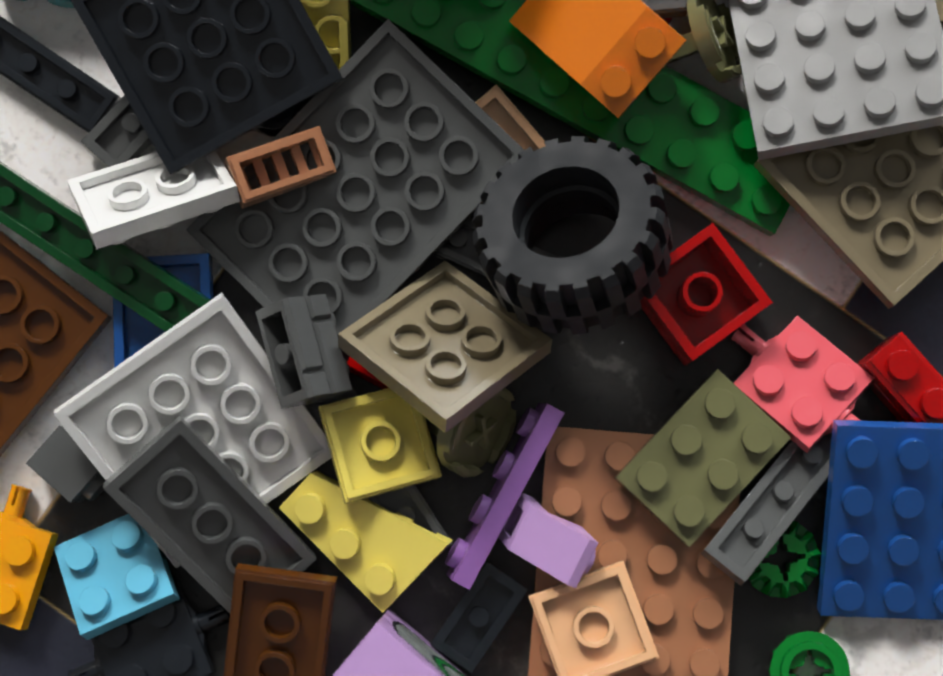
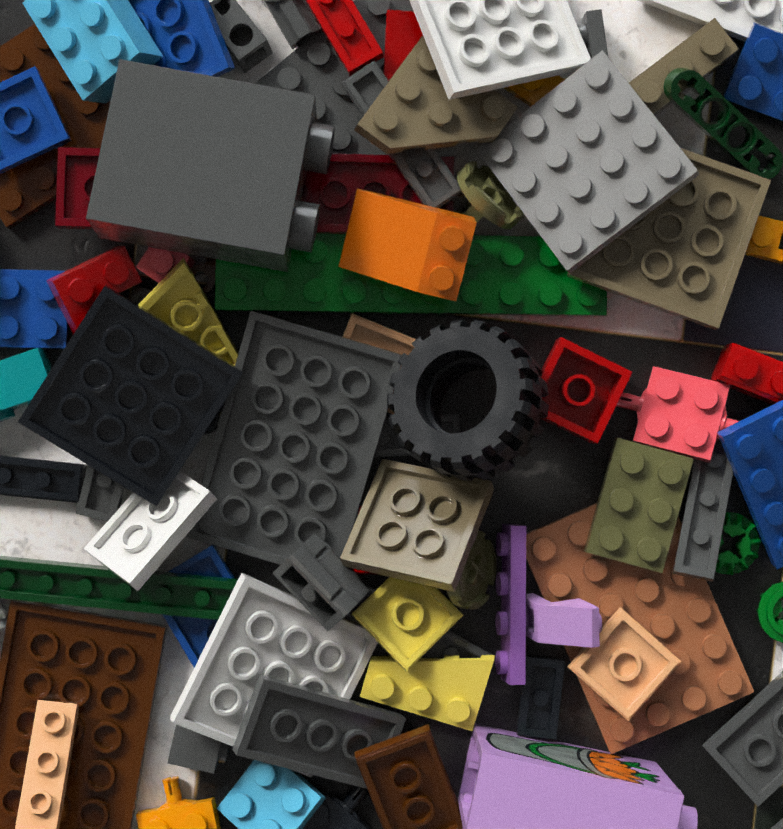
camera: 30 degrees left, 5 degrees up
(273, 149) = (255, 434): nougat slope -> none

